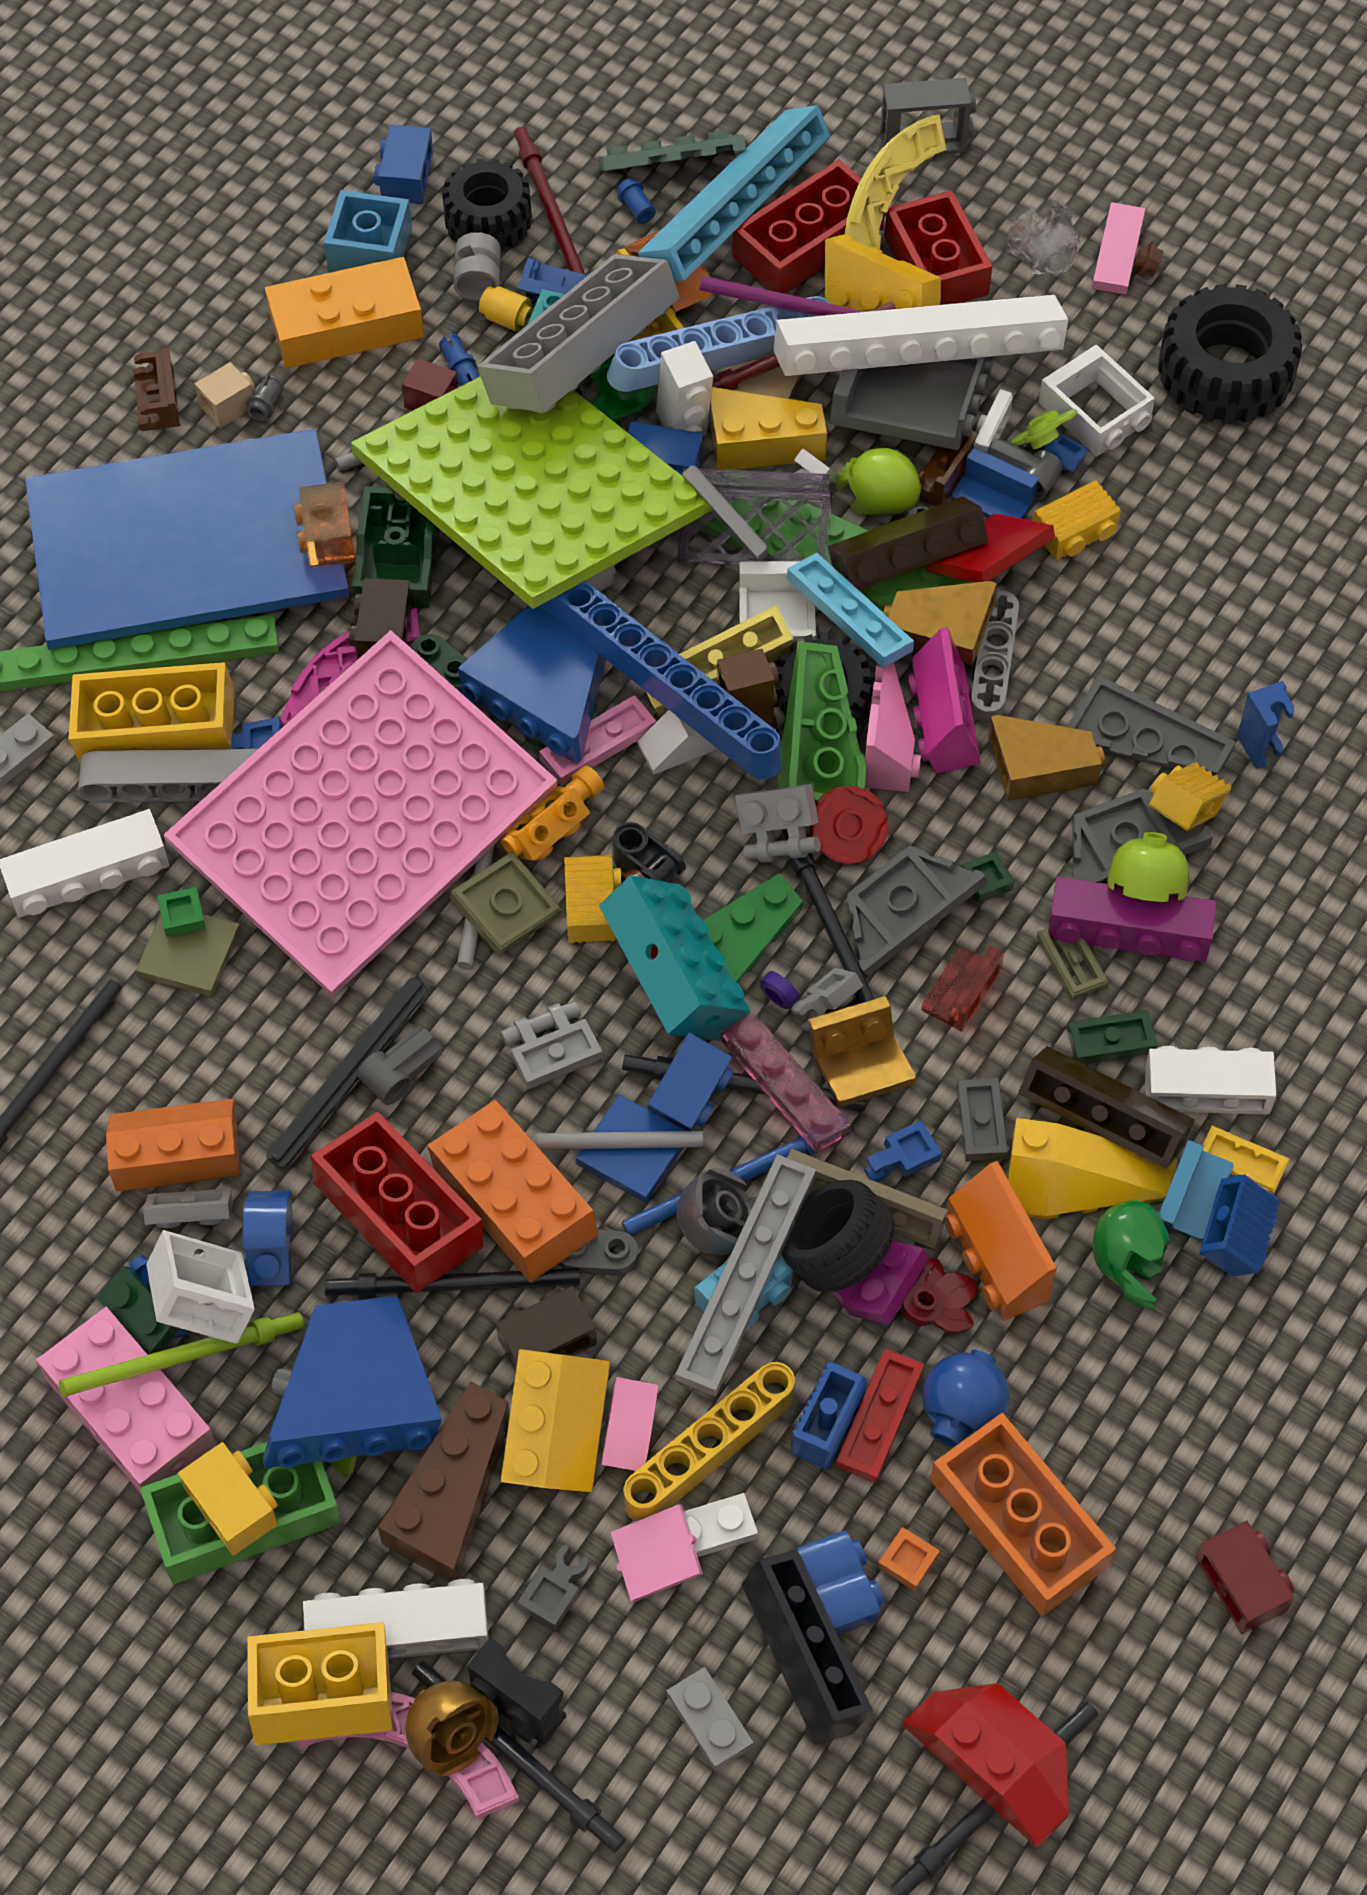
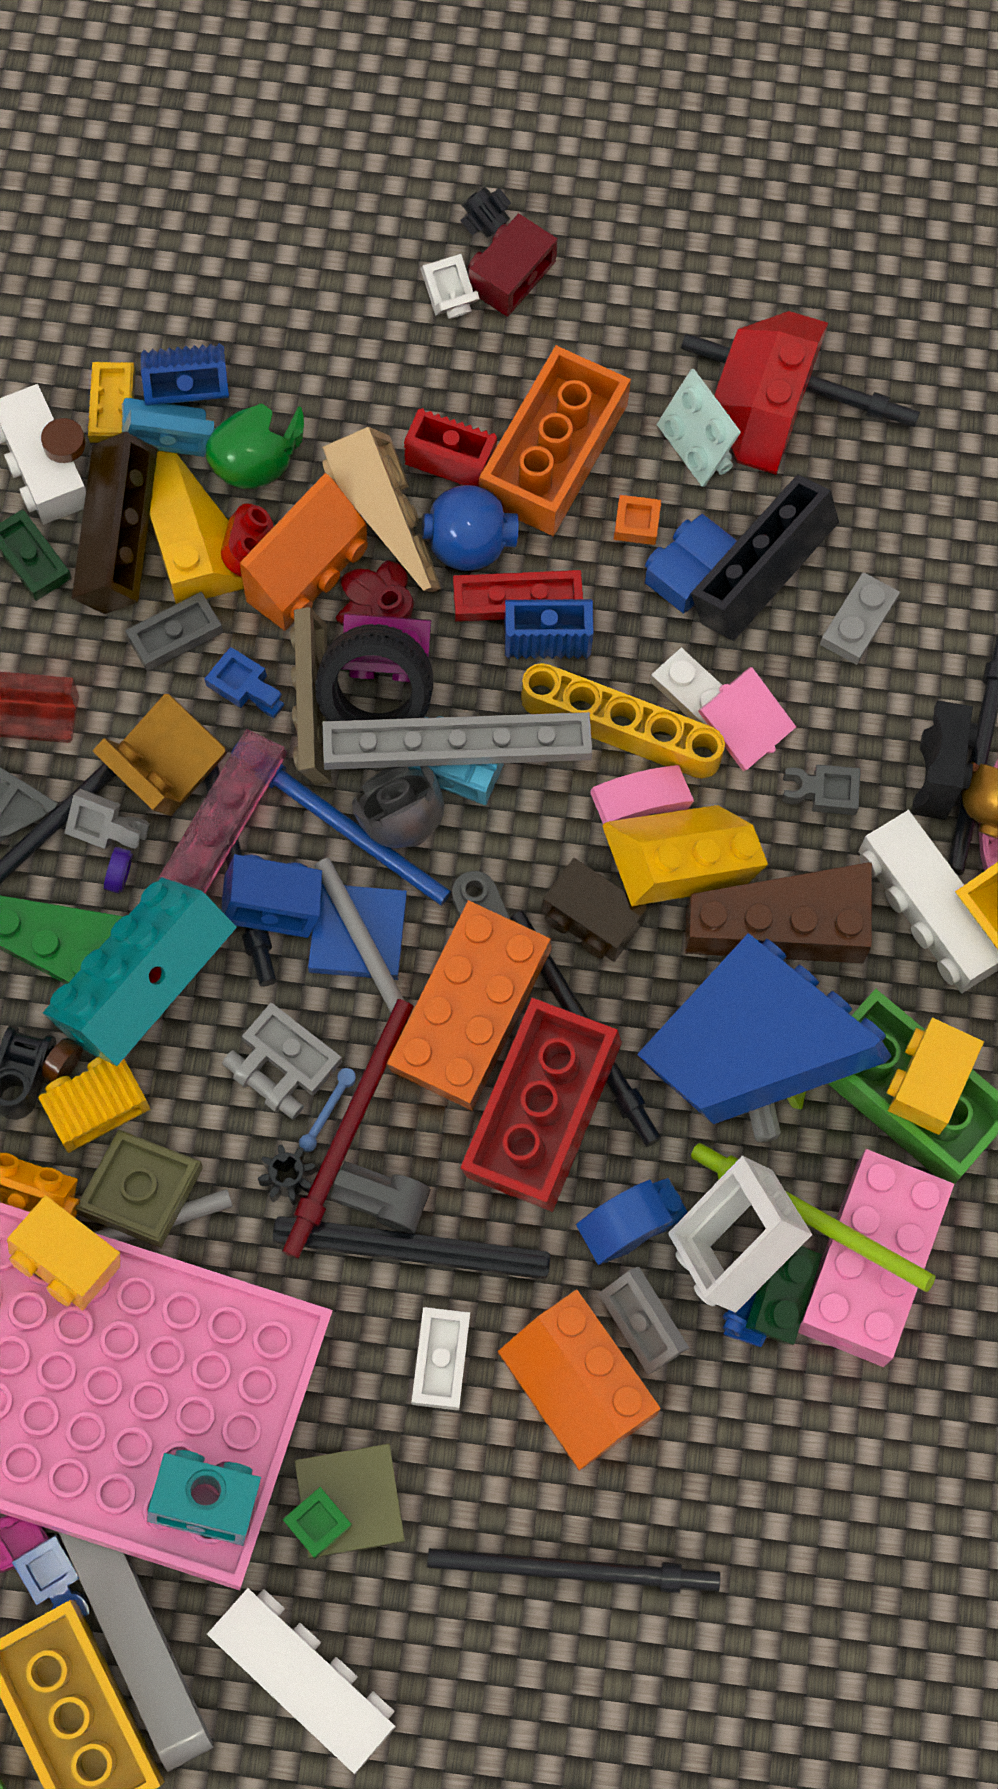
camera: 120 degrees left, 10 degrees up
(239, 806) = (223, 1520): none -> teal brick
(250, 1052) = (441, 1358): none -> white plate
(416, 1006) = (310, 1209): none -> dark red bar
(455, 1006) = (284, 1162): none -> black gear
(470, 812) = (62, 1254): none -> yellow brick
(513, 1087) = (346, 1079): none -> medium blue hinge
(990, 1646) = (699, 429): none -> light aqua hinge
(1035, 1332) = (372, 480): none -> tan wedge
(1045, 1207) = (244, 531): none -> red plate
(1057, 1412) = (448, 448): none -> red brick
(1202, 1088) = (63, 440): none -> reddish brown tile
(1235, 1503) = (449, 286): none -> white bracket
(1316, 1577) = (485, 211): none -> black gear

